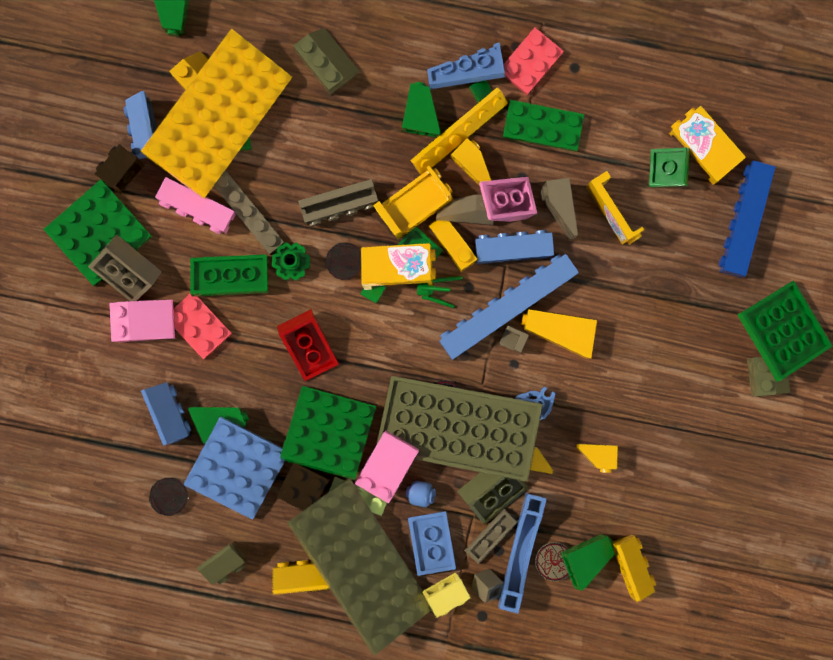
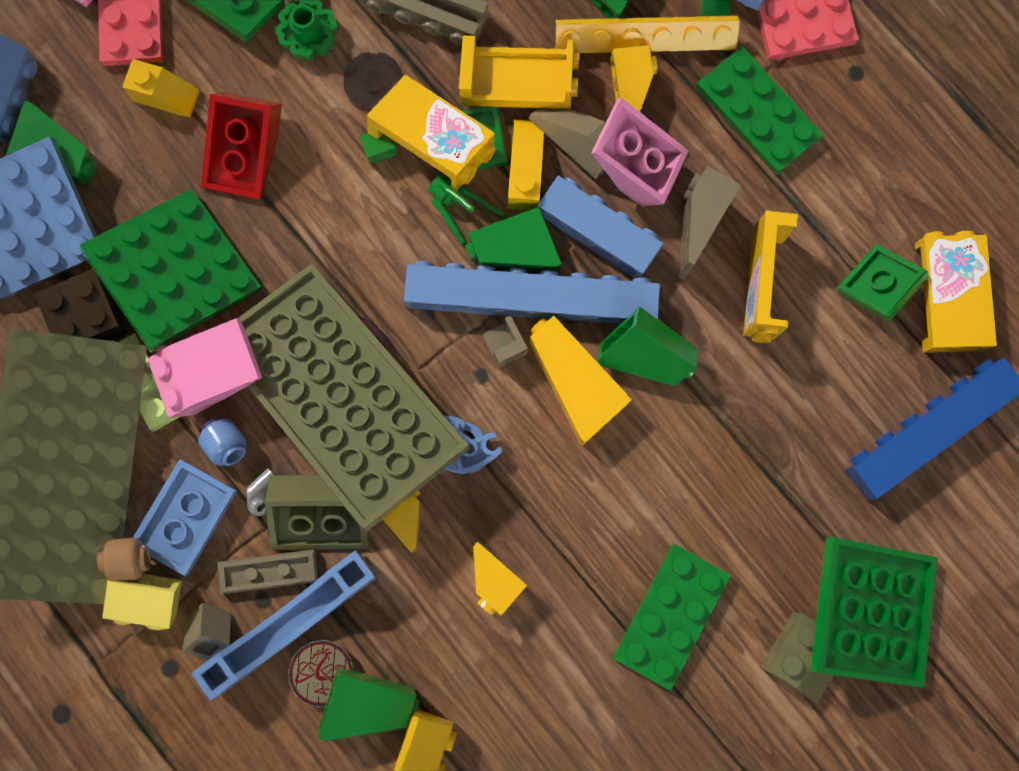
camera: 40 degrees right, 5 degrees down
(246, 349) = (160, 89): none -> yellow slope
(424, 583) = (124, 559): none -> medium nougat head
(456, 505) = (257, 492): none -> light grey arm
(481, 288) = (515, 243): none -> green slope
(585, 289) = (648, 350): none -> green slope
(693, 406) = (671, 616): none -> green plate

